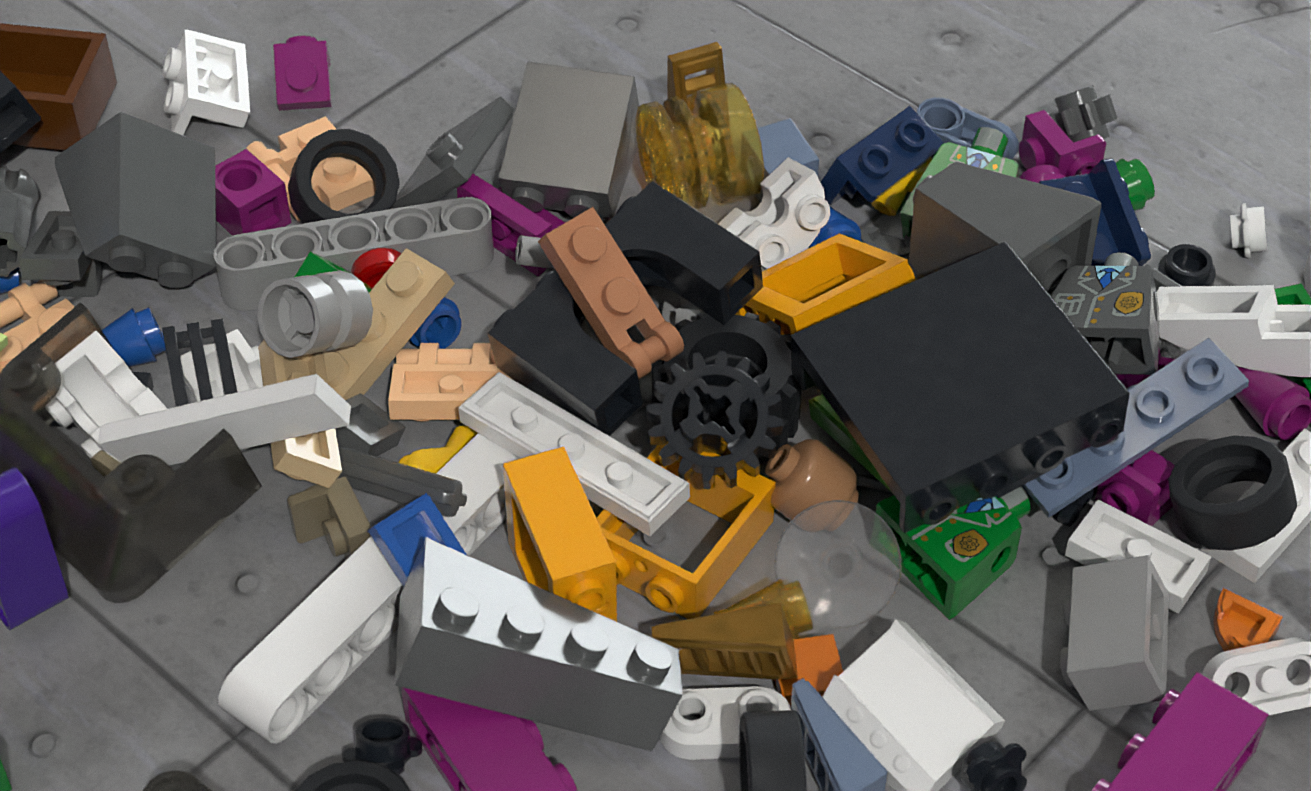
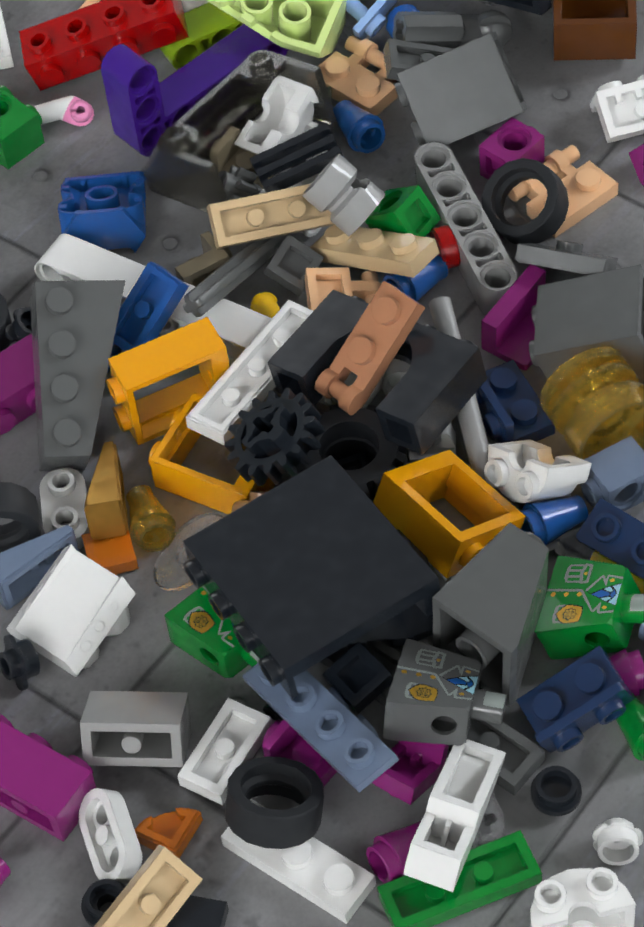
camera: 90 degrees right, 5 degrees up
(167, 644) = (105, 209): none -> blue slope
(250, 416) = (225, 167): white tile -> none

